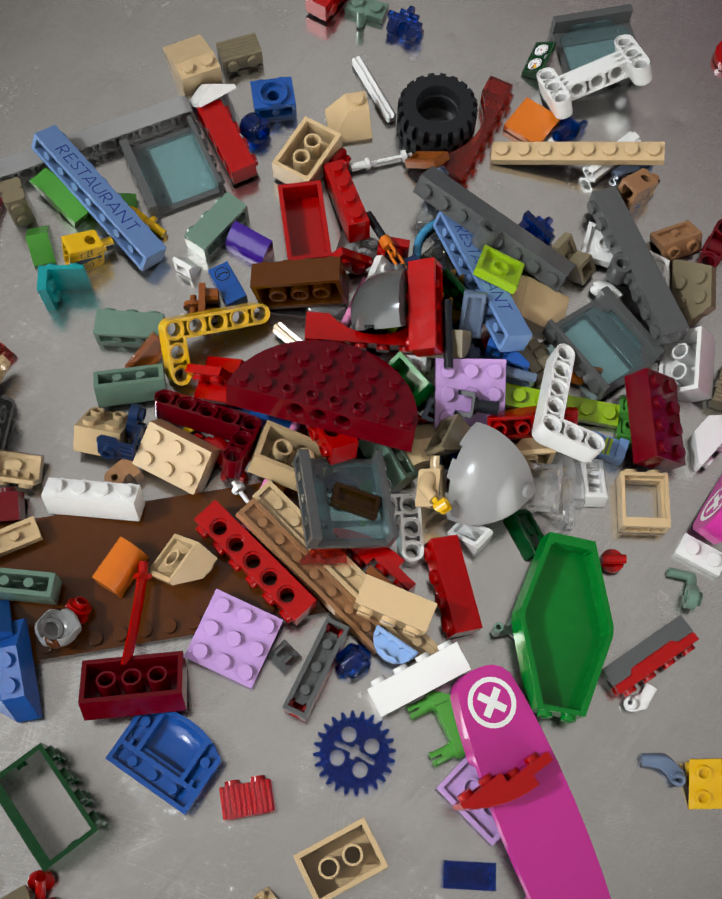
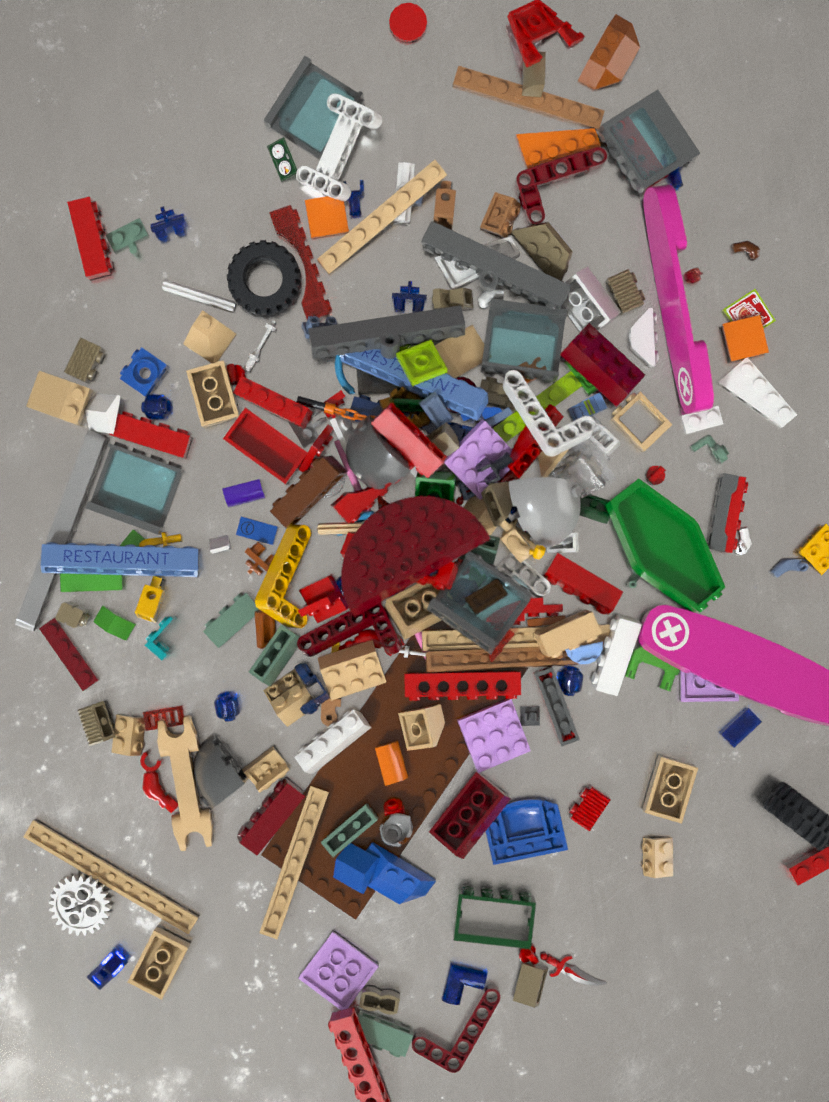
camera: 45 degrees left, 20 degrees up
(47, 387) = (227, 706): none -> clear blue head
(142, 577) = (427, 776): red sword -> none
(214, 225) = (208, 500): sand green brick -> none
(343, 773) = (625, 744): clear blue gear -> none
(427, 159) = (292, 319): dark orange tile -> none
(447, 334) = (438, 443): black bar -> none
(497, 790) = (720, 676): red slope -> none

